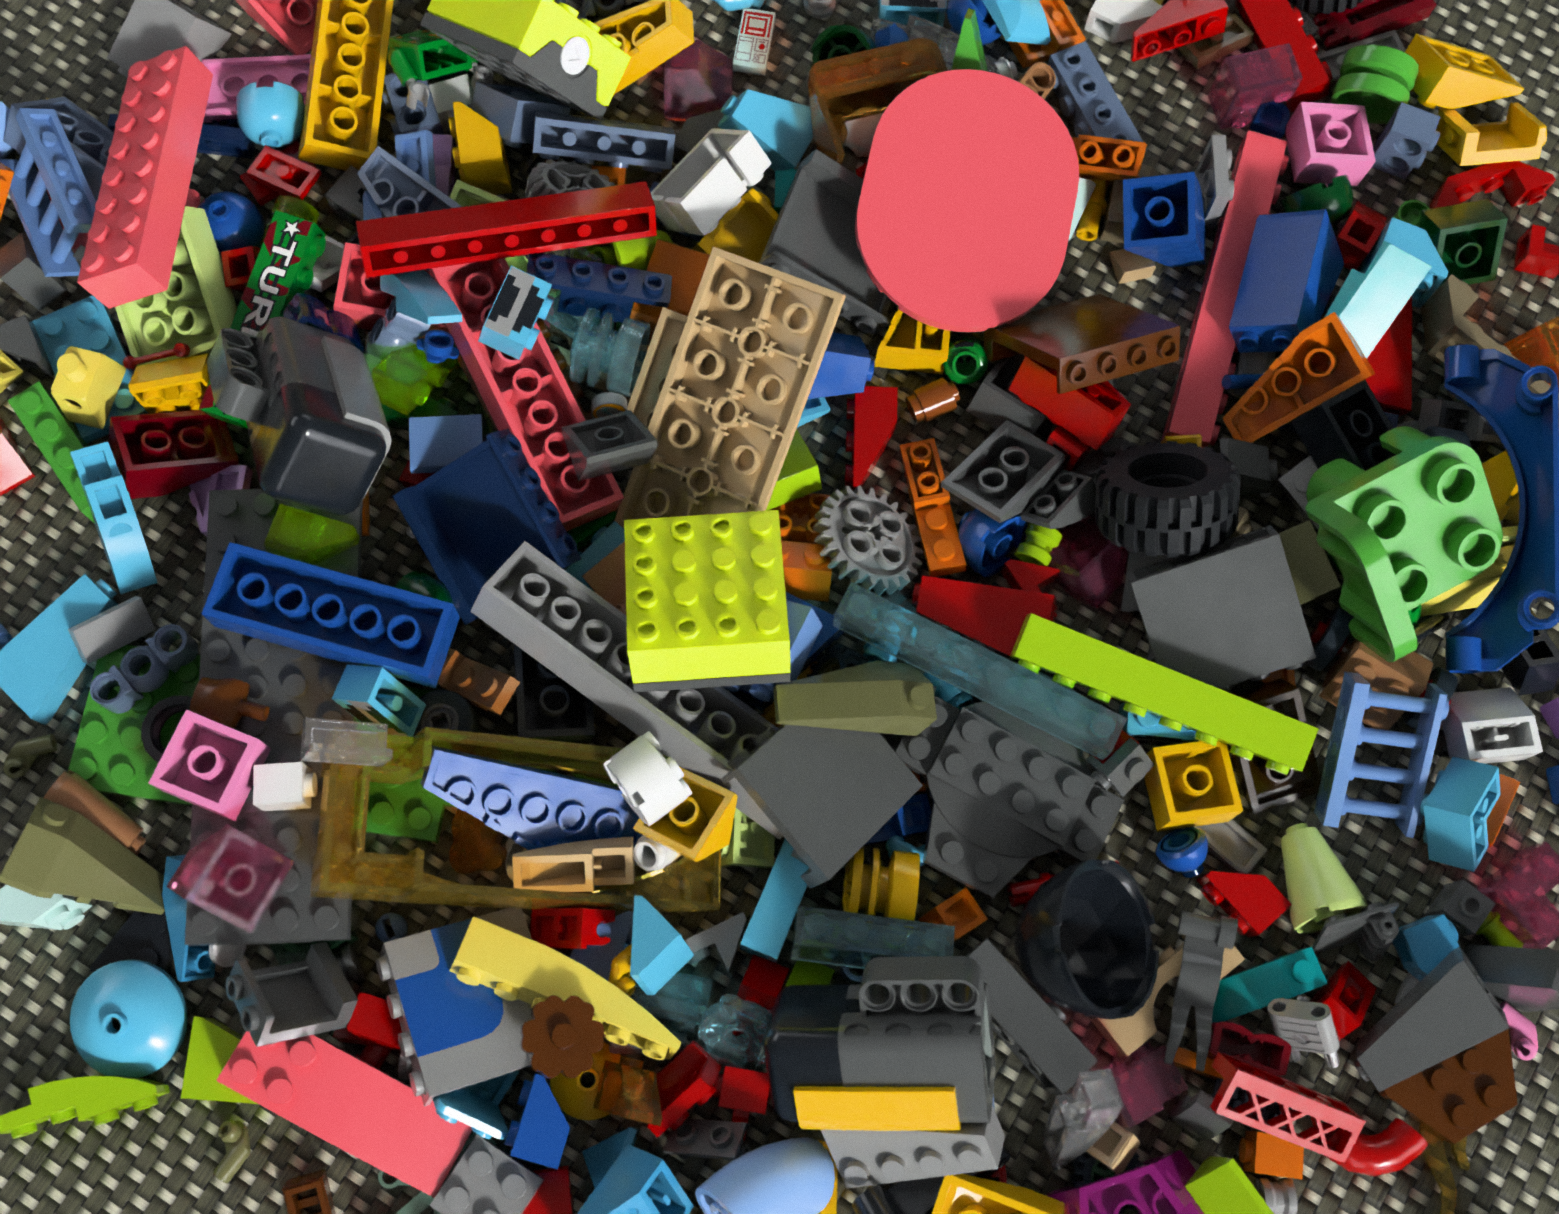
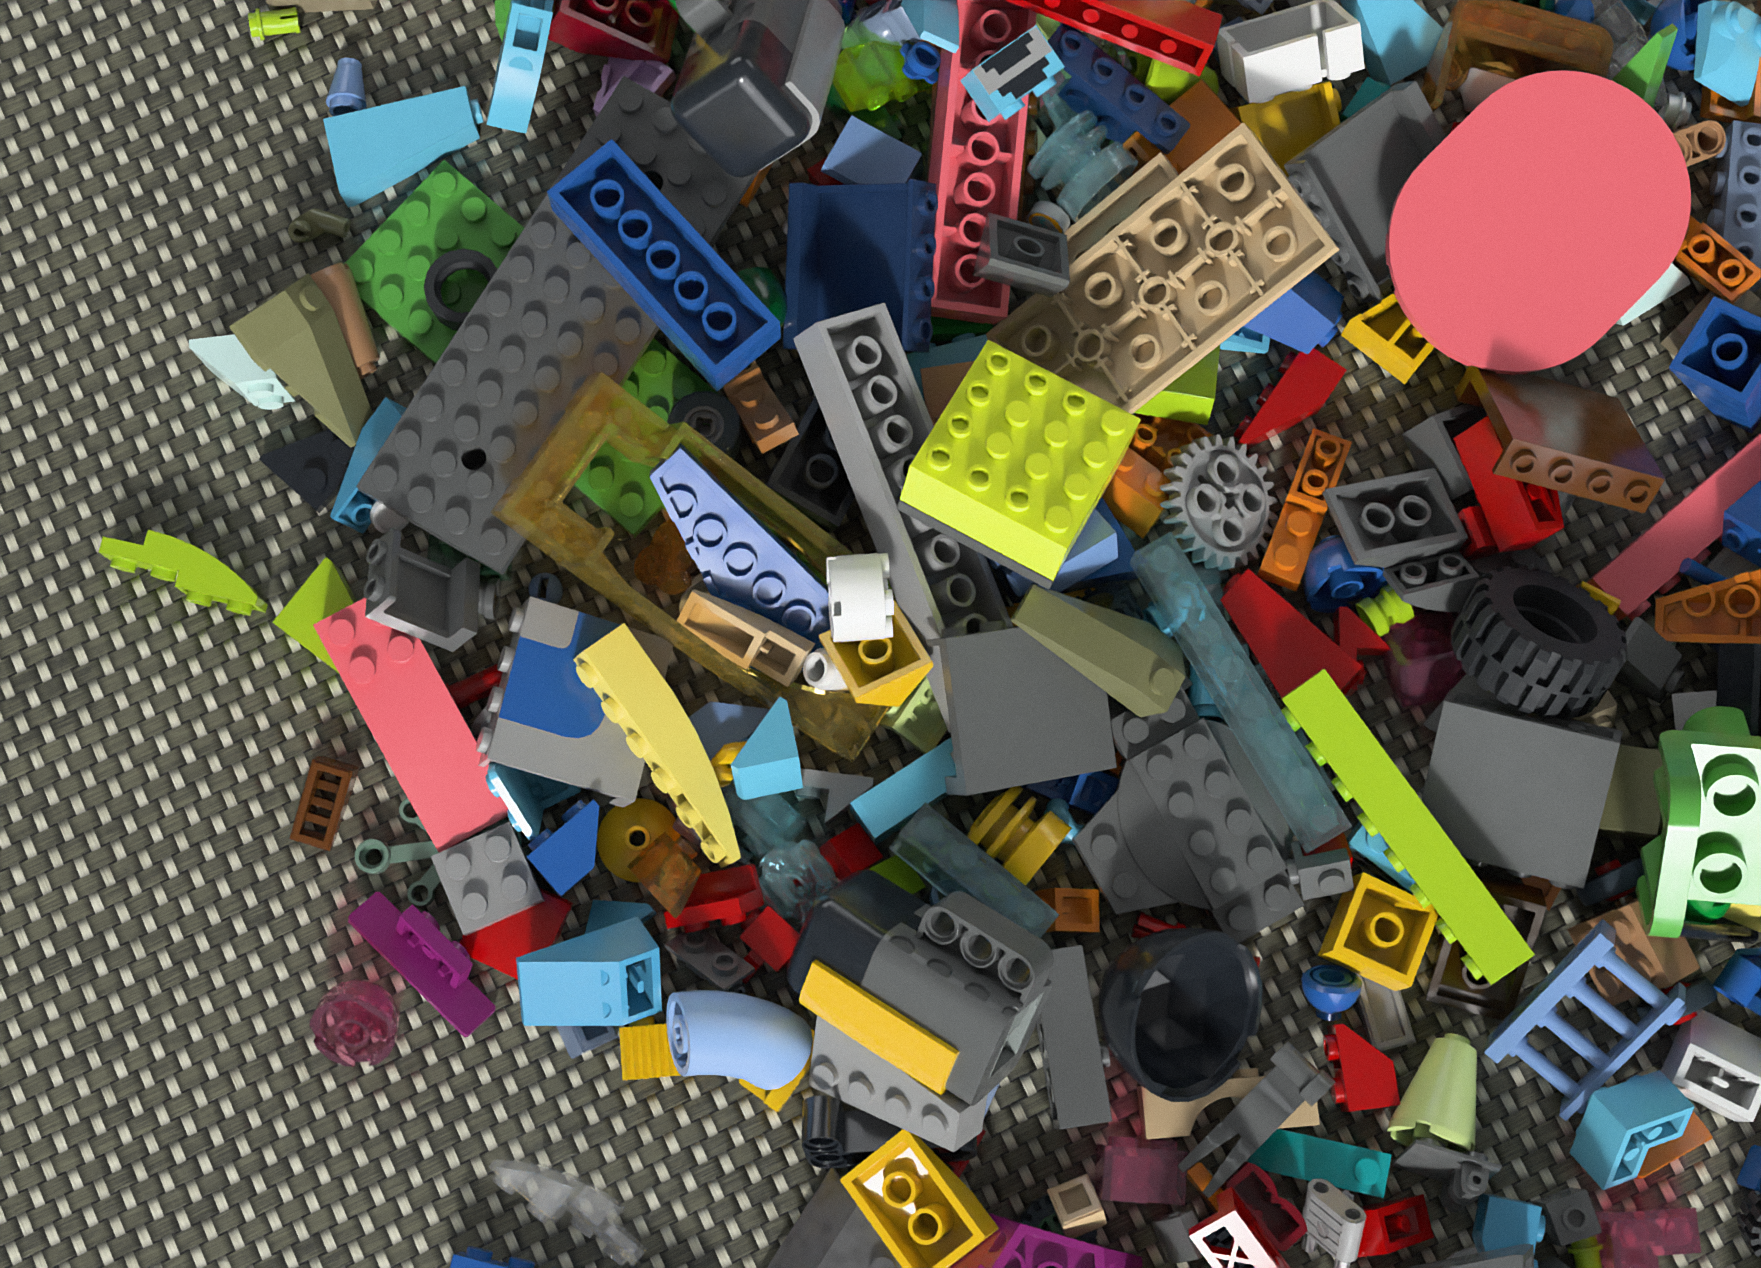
camera: 35 degrees right, 5 degrees up
(111, 629) = (459, 154): light grey tile -> none
(128, 674) = (448, 206): sand blue piece -> none
(149, 1013) = (289, 529): medium azure dish -> none
(209, 765) = (473, 337): bright pink brick -> none
(226, 701) = (519, 287): reddish brown piece -> none
(231, 876) = (432, 451): clear pink slope -> none
(237, 1147) = (294, 699): olive arm -> none
(283, 786) = (526, 397): white brick -> none
(308, 536) = (686, 175): clear neon green slope -> none
(345, 742) = (604, 391): clear panel -> none
(370, 1024) = (474, 663): red slope -> none
(378, 697) = (659, 371): medium azure brick -> none
(562, 1037) = (636, 781): reddish brown plant -> none
(569, 927) = (705, 689): red hinge -> none
(932, 400) = (1376, 404): dark orange brick -> none
(967, 370) = (1429, 394): green head -> none
(1081, 1116) = (1064, 1161): clear slope -> none
(1093, 211) = (1669, 310): yellow pin -> none
(1131, 266) = (1671, 391): tan slope -> none

